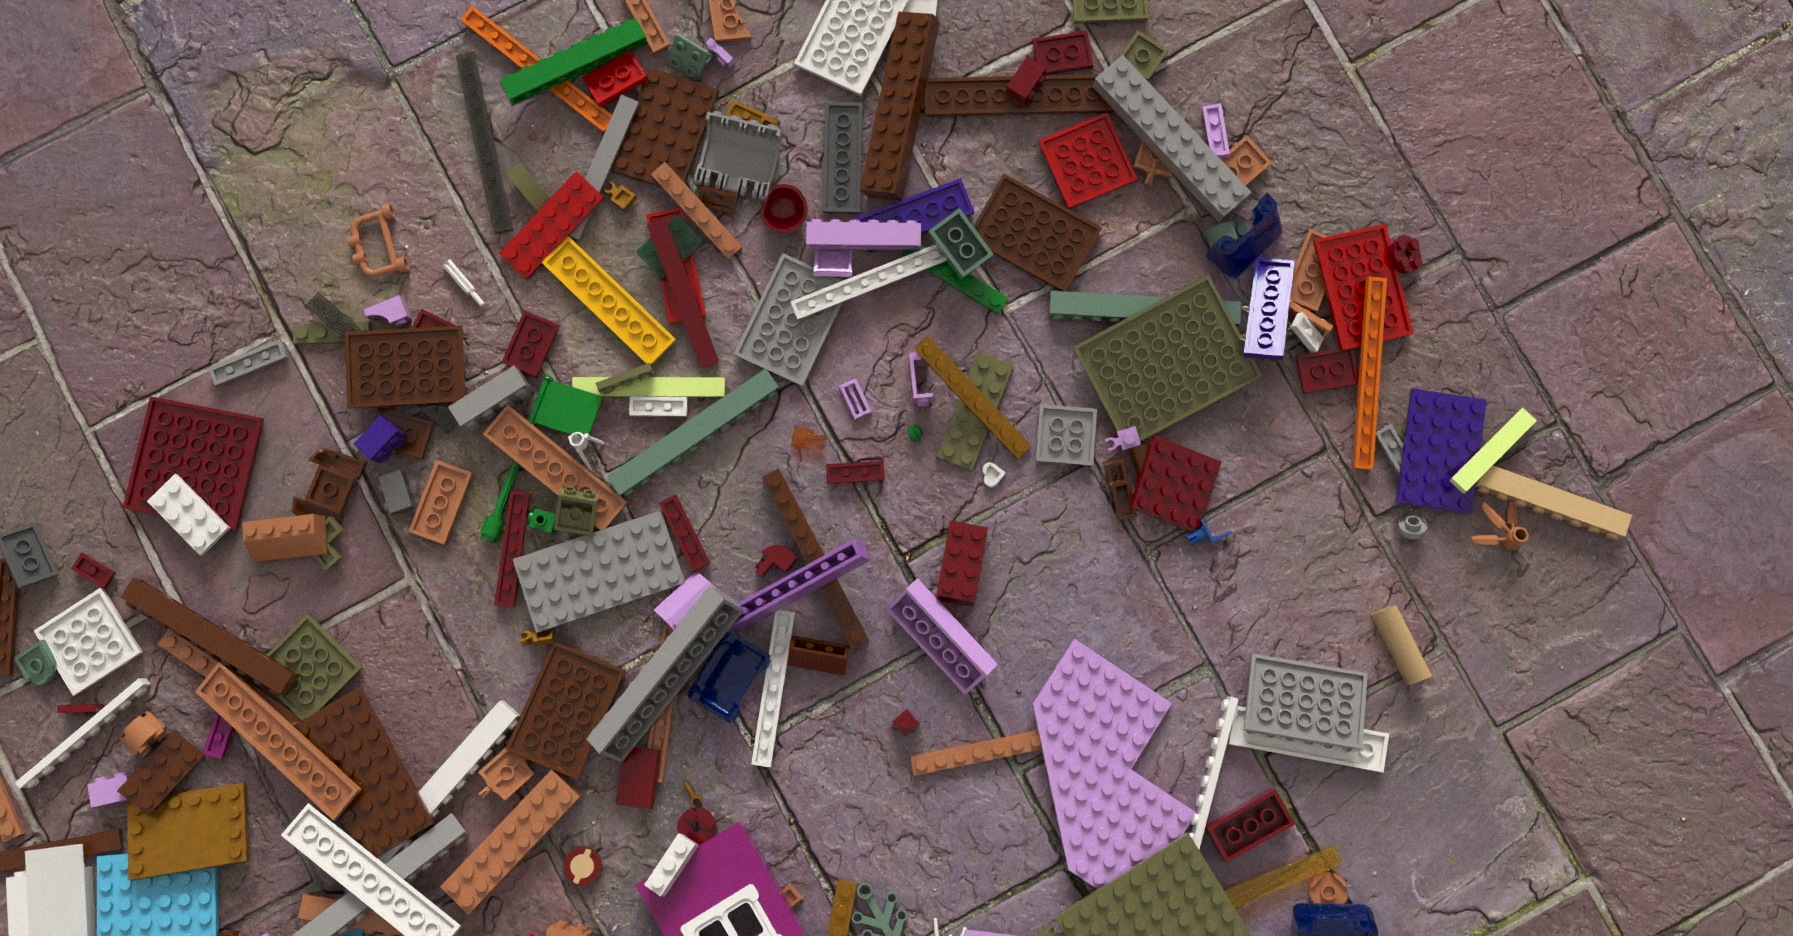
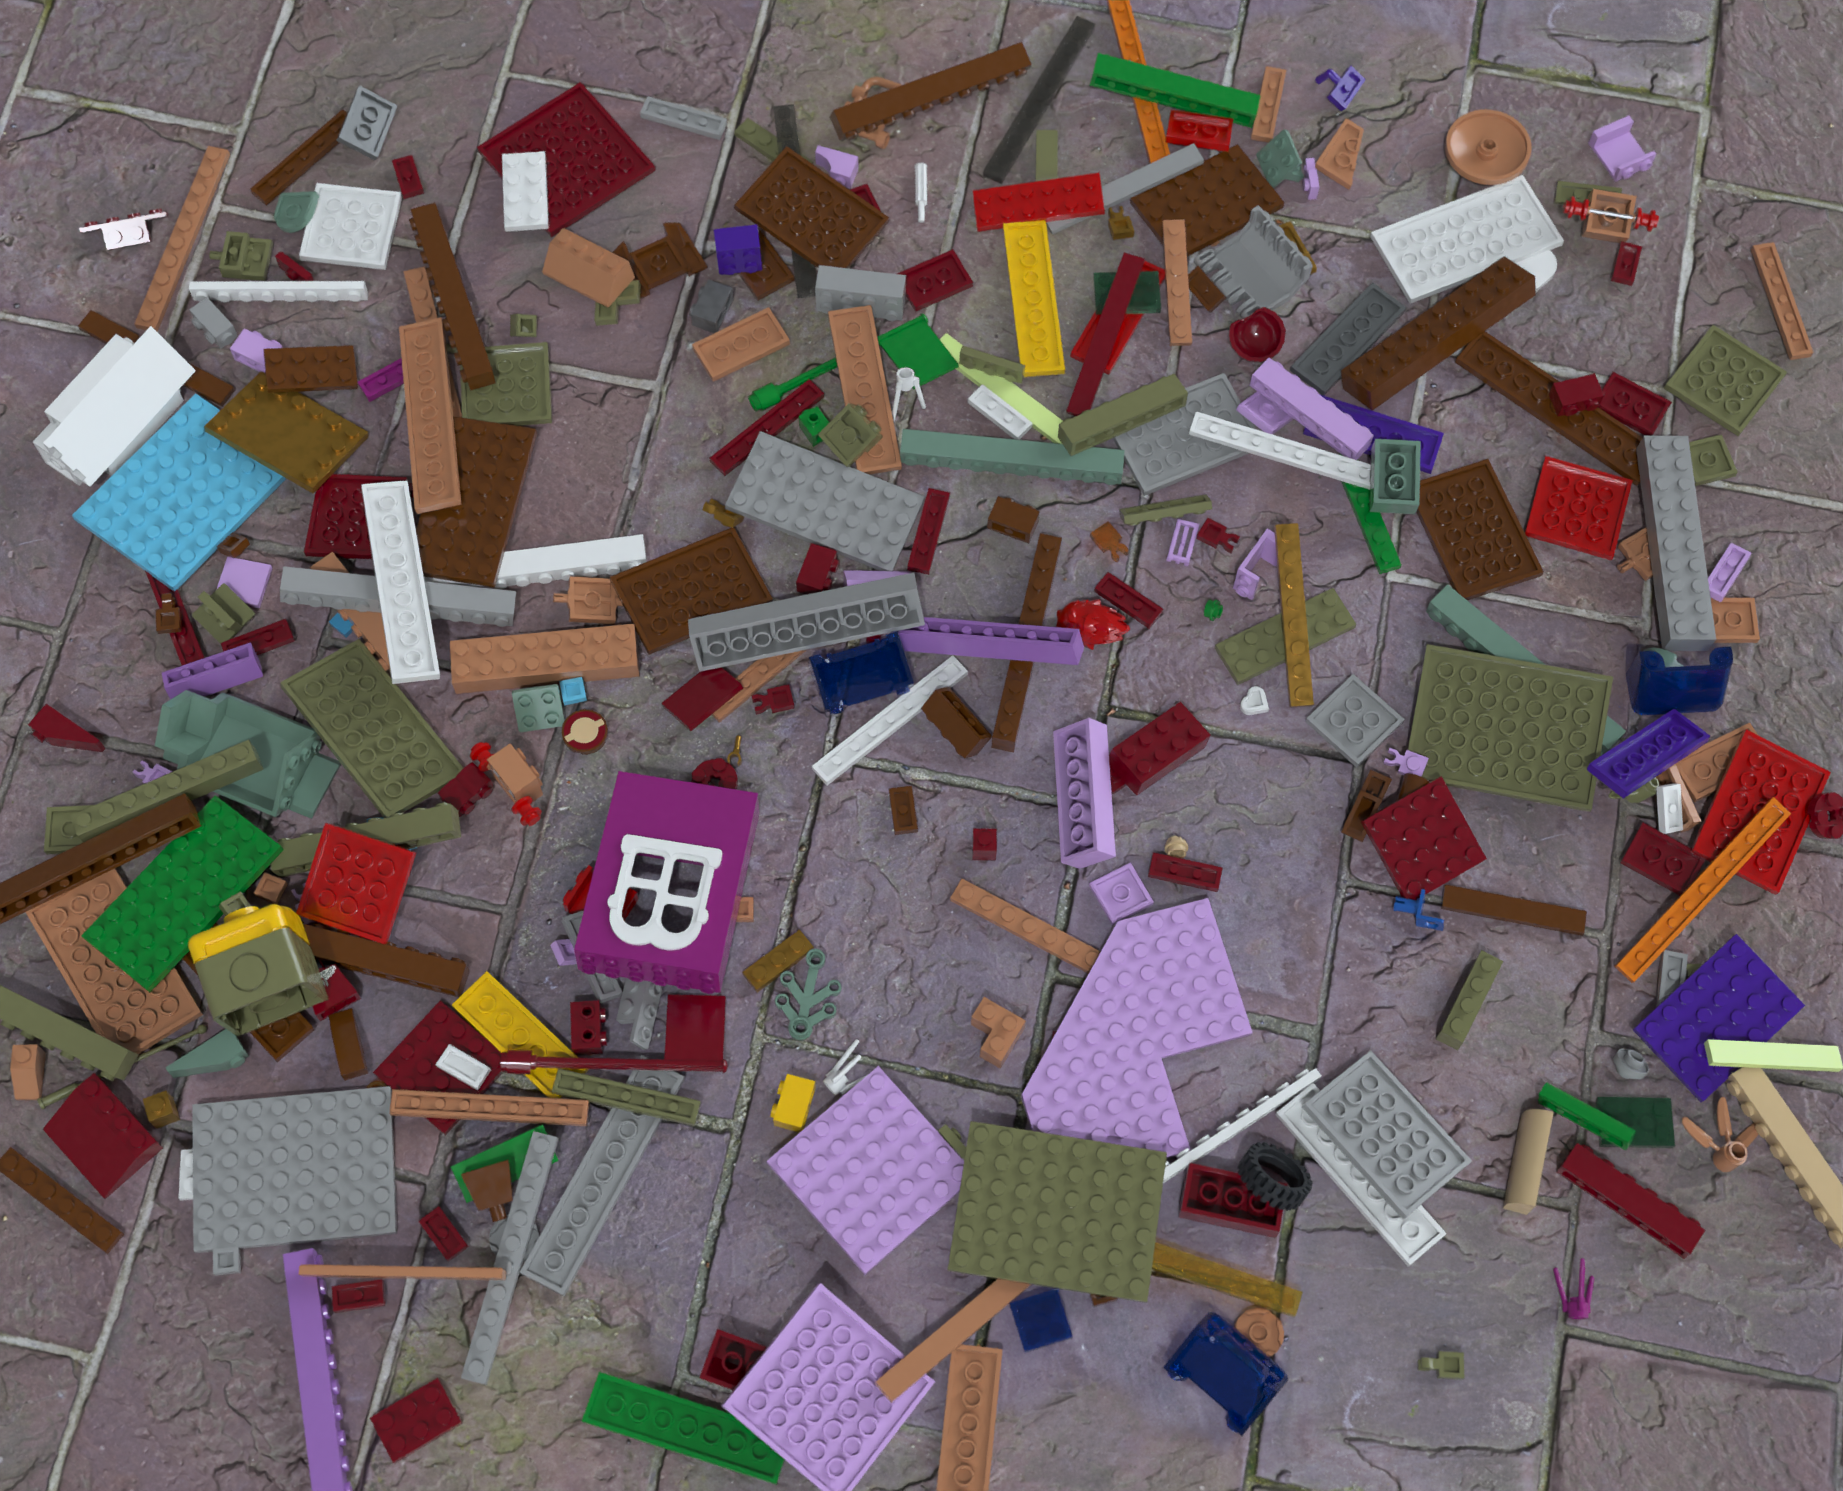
camera: 40 degrees right, 15 degrees down
(34, 728) = (244, 257): none -> olive plate
(60, 795) = (213, 323): none -> light grey brick
(144, 734) = (326, 326): nougat brick -> none
(278, 613) = (523, 325): none -> olive slope
(278, 861) = (340, 519): none -> dark red plate
(405, 201) = (930, 91): none -> reddish brown brick
(538, 878) = (538, 708): none -> sand green bracket
(550, 845) = (573, 691): none -> medium azure plate
(636, 624) = (817, 570): none -> dark red brick
(671, 865) = (666, 775): white brick -> none
(688, 737) = (777, 699): none -> dark red plate
(734, 478) = (1013, 519): none -> reddish brown brick
(743, 344) = (1122, 414): none -> olive brick
(775, 555) = (991, 610): dark red brick -> none
(826, 386) = (1172, 508): none -> olive plate
(834, 742) = (903, 810): none -> reddish brown plate
(848, 511) = (1095, 622): none -> red head
(871, 377) = (1215, 534): none -> dark red plate
(1016, 679) = (1121, 893): none -> lavender tile
(1022, 836) = (1001, 1026): none -> nougat brick
(1025, 619) = (1176, 847): none -> tan plate
(1045, 631) = (1185, 872): none -> dark red plate
(1263, 481) = (1514, 910): none -> reddish brown tile
(1263, 807) = (1265, 1186): none -> black tyre
(1285, 568) = (1469, 1000): none -> olive brick
(1413, 585) = (1586, 1116): none -> green brick
(1441, 561) = (1648, 1116): none -> clear green plate
(1452, 815) = (1448, 1365): none -> olive plate
(1478, 616) = (1631, 1200): none -> dark red brick
(1498, 710) = (1578, 1306): none -> magenta plant

